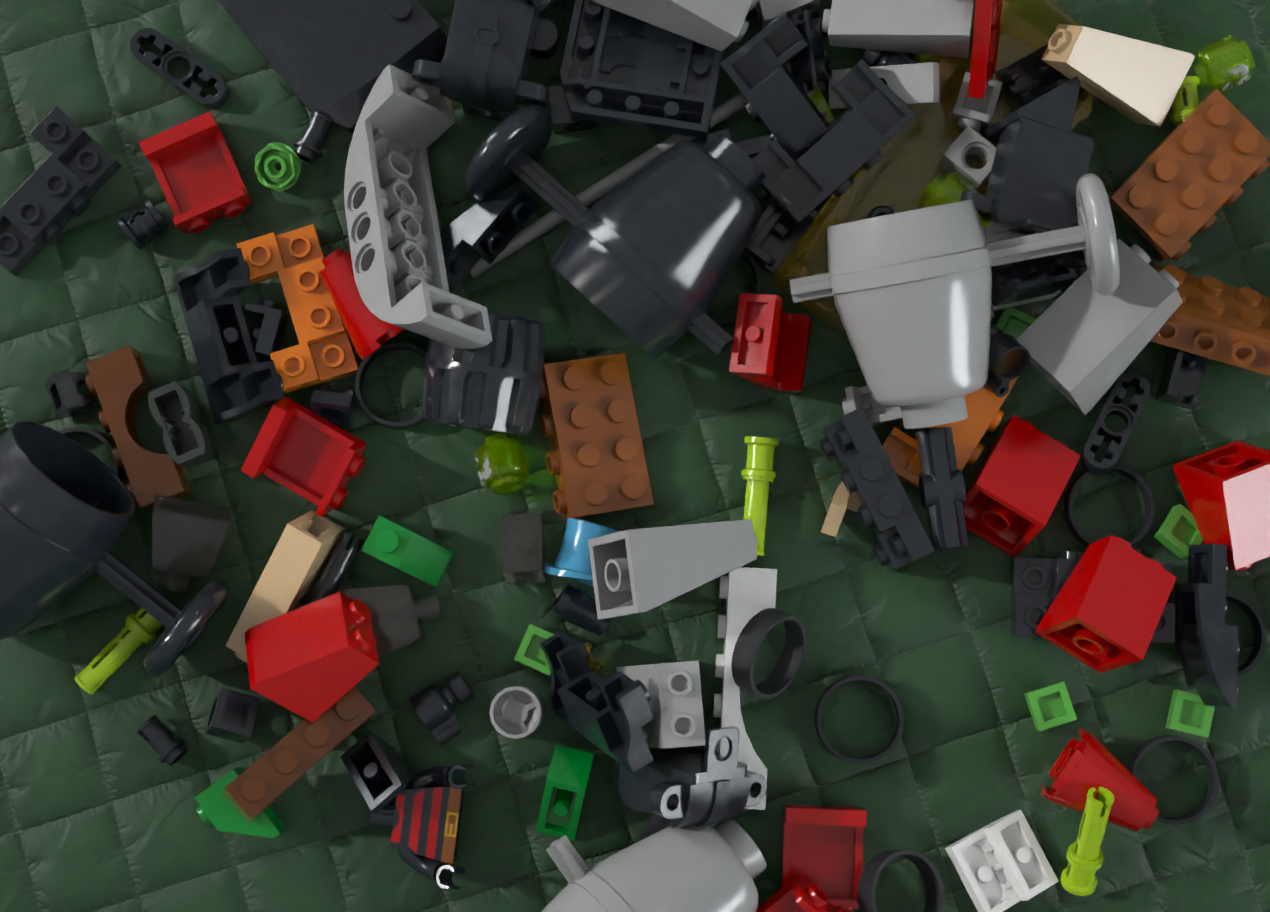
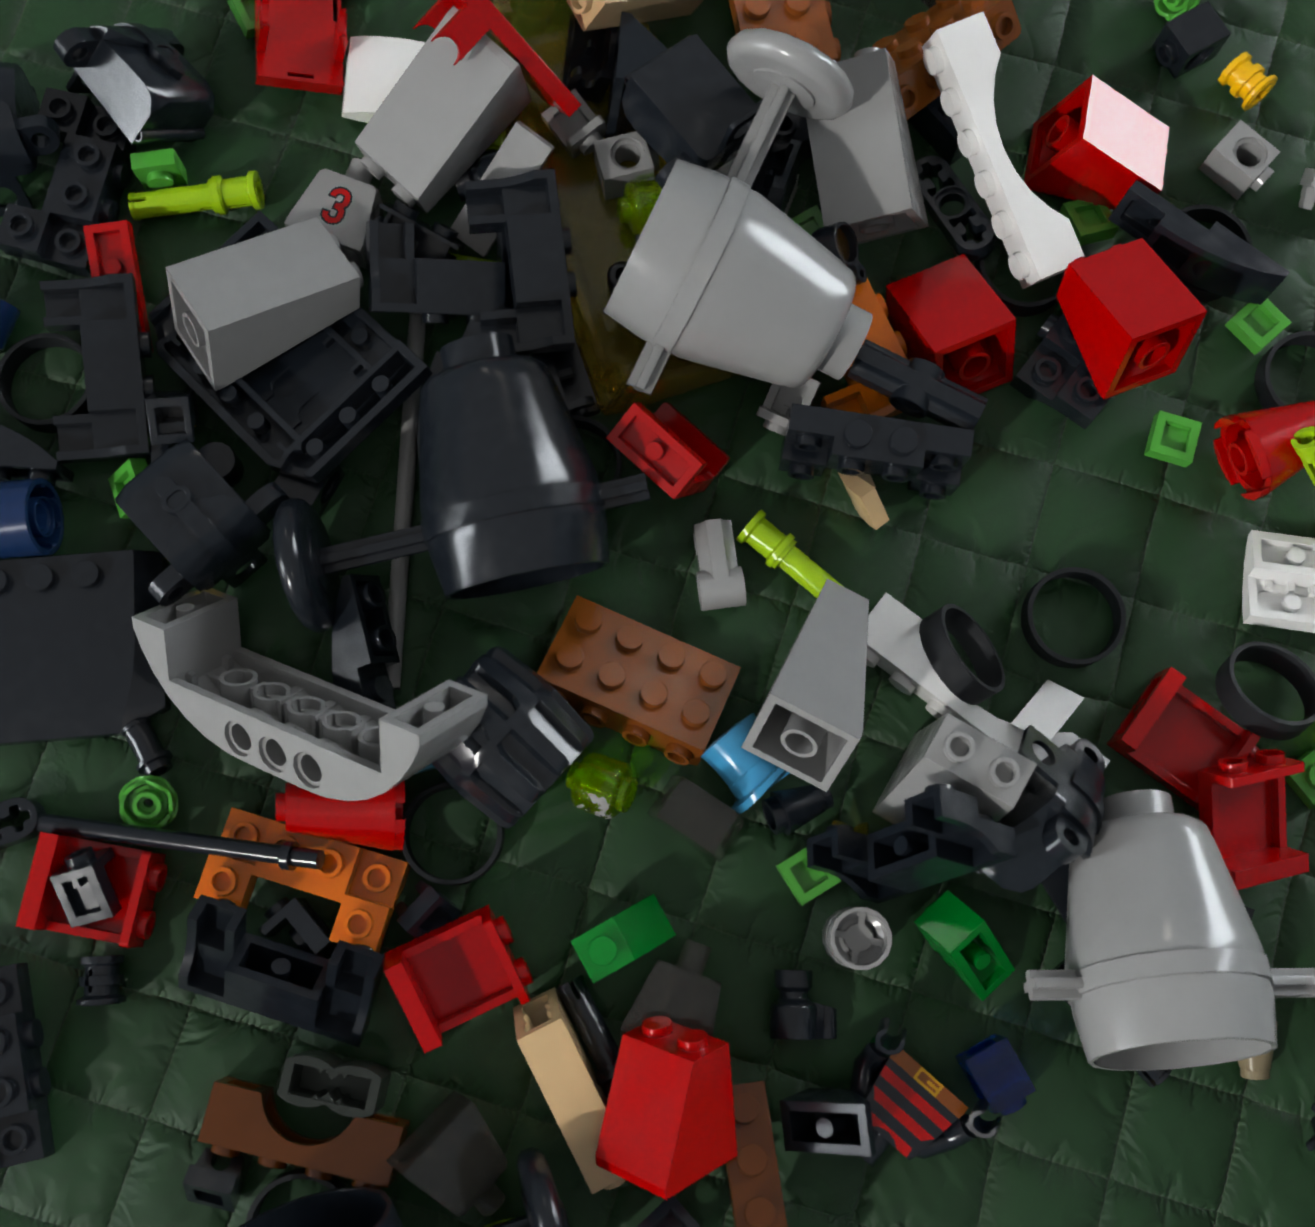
camera: 60 degrees left, 5 degrees down
(194, 168) = (85, 886): none -> black bracket
(304, 285) = (287, 855): none -> black bar
(489, 872) = (996, 1074): none -> clear blue brick
(708, 444) = (719, 577): none -> light grey piece
(772, 743) = (1048, 709): none -> white sticker
(1218, 356) = (964, 65): none -> white arch

